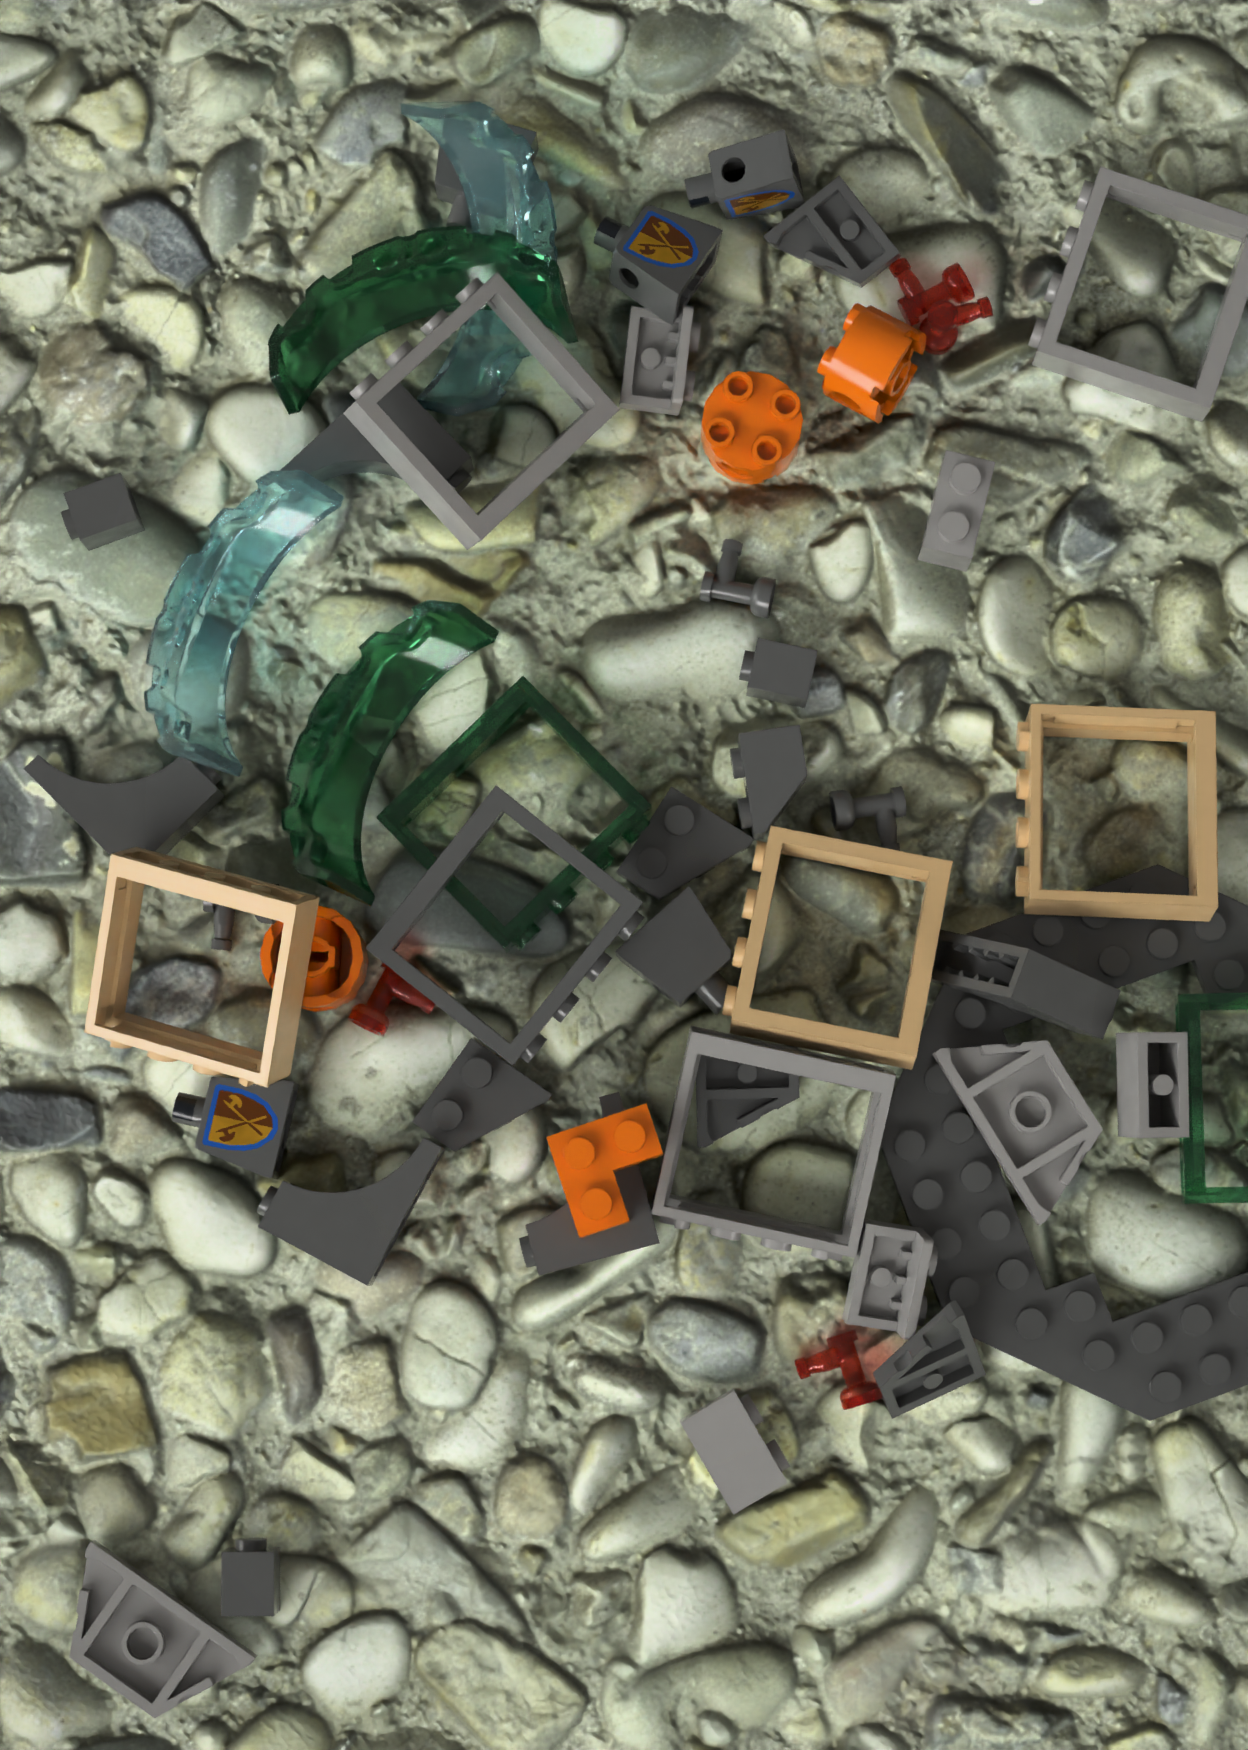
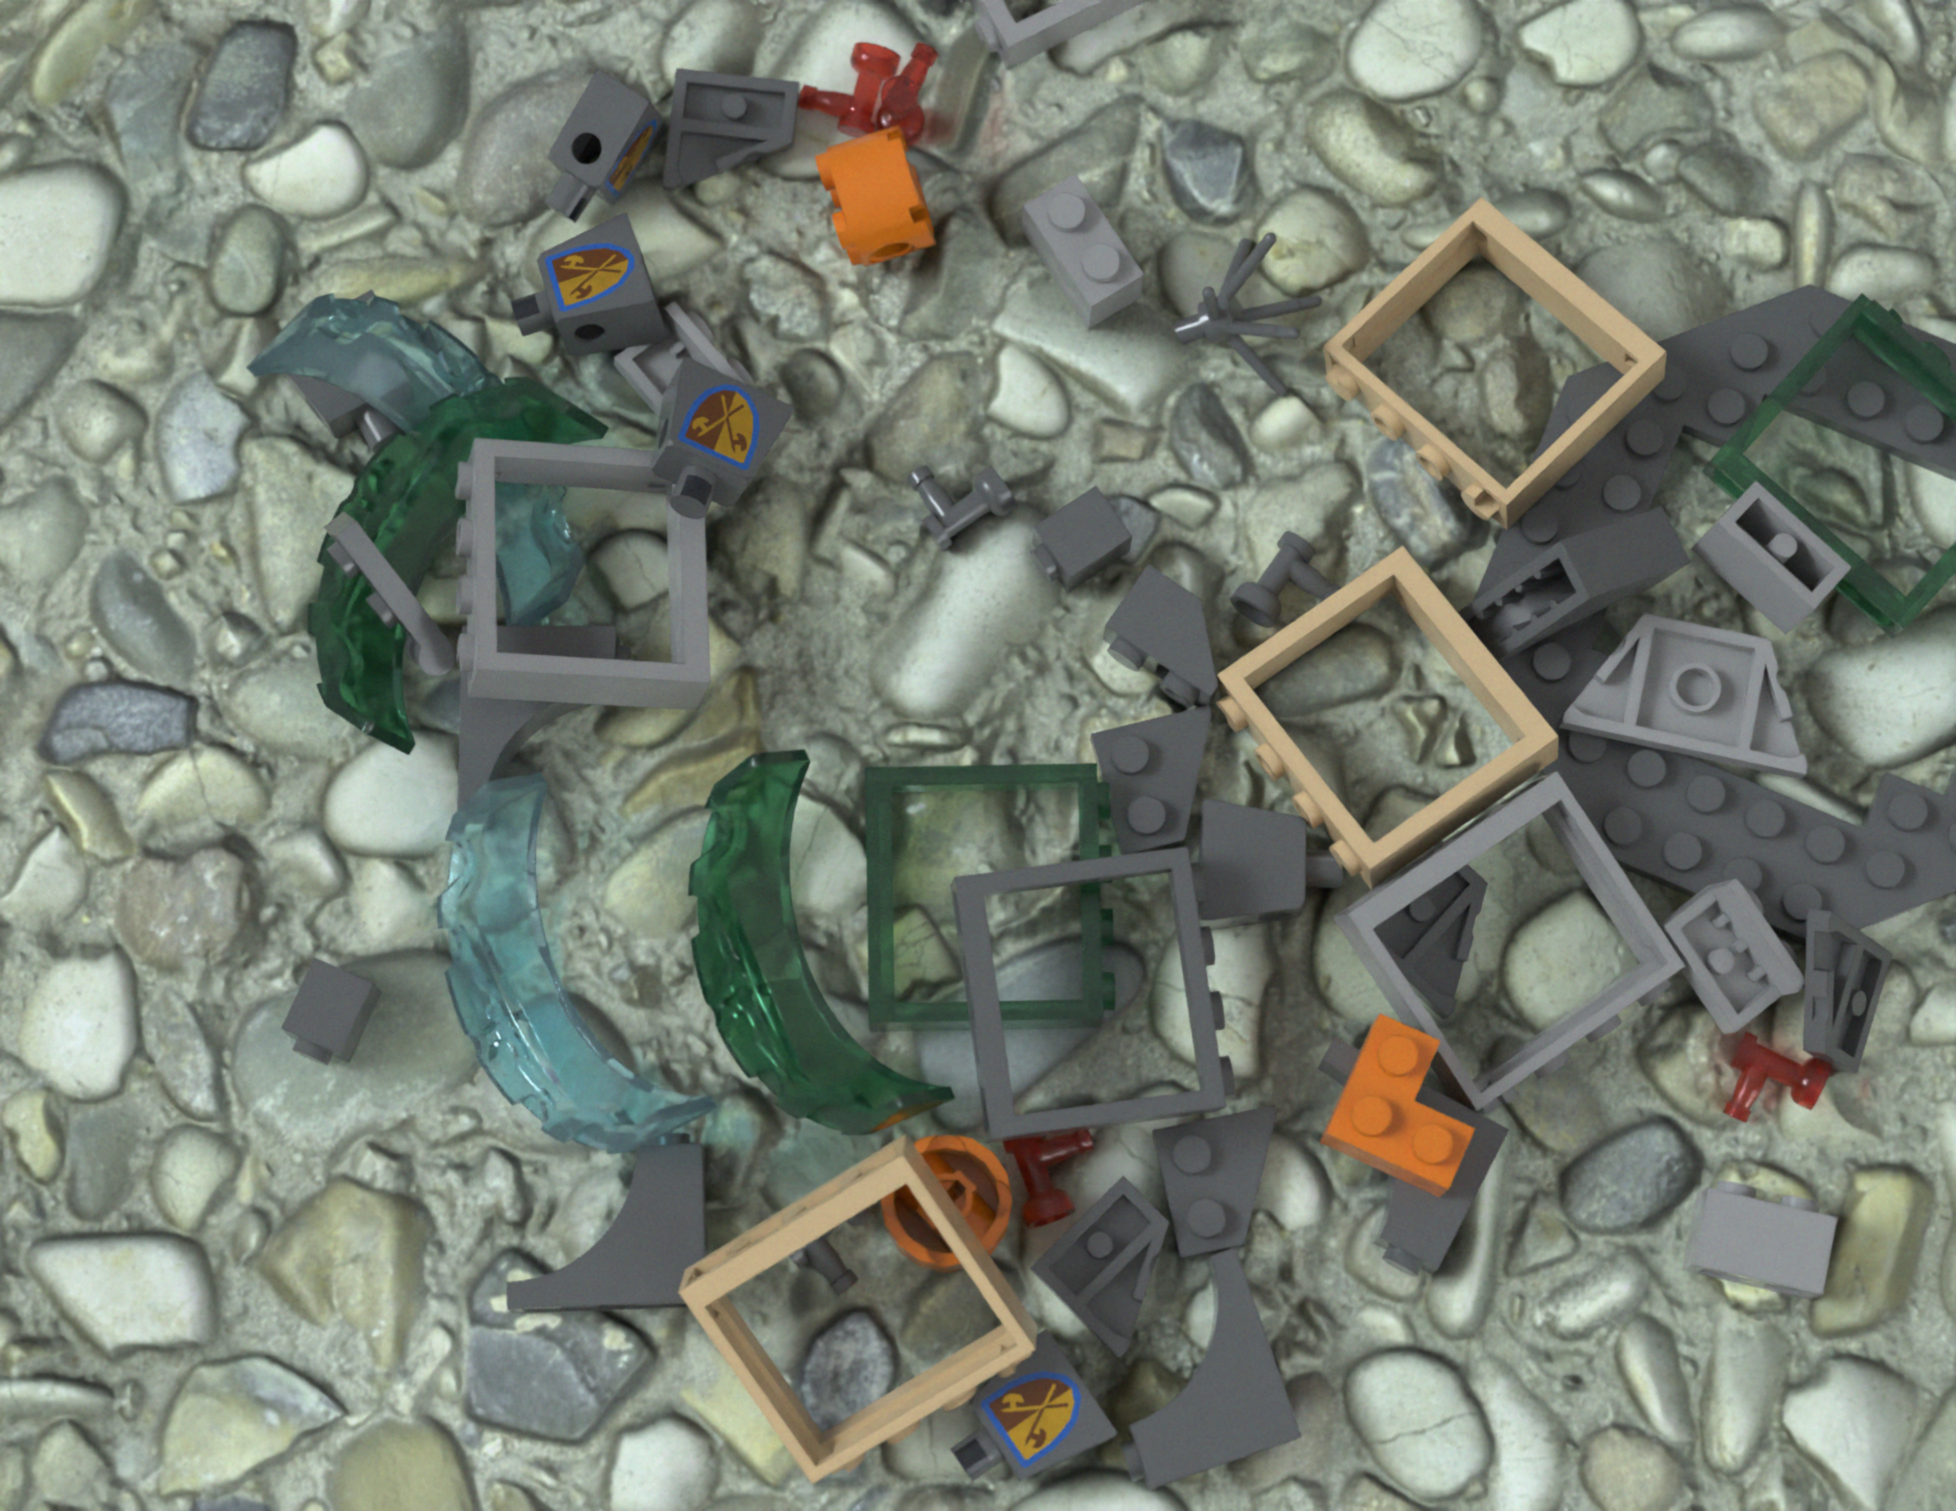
camera: 55 degrees left, 5 degrees down
(365, 316) = (391, 597): none -> dark grey plate
(368, 1083) = (1106, 1263): none -> dark grey wing
(631, 406) = (713, 437): none -> dark grey torso
(751, 427) = (831, 356): orange brick -> none
(998, 631) = (1224, 318): none -> dark grey plant

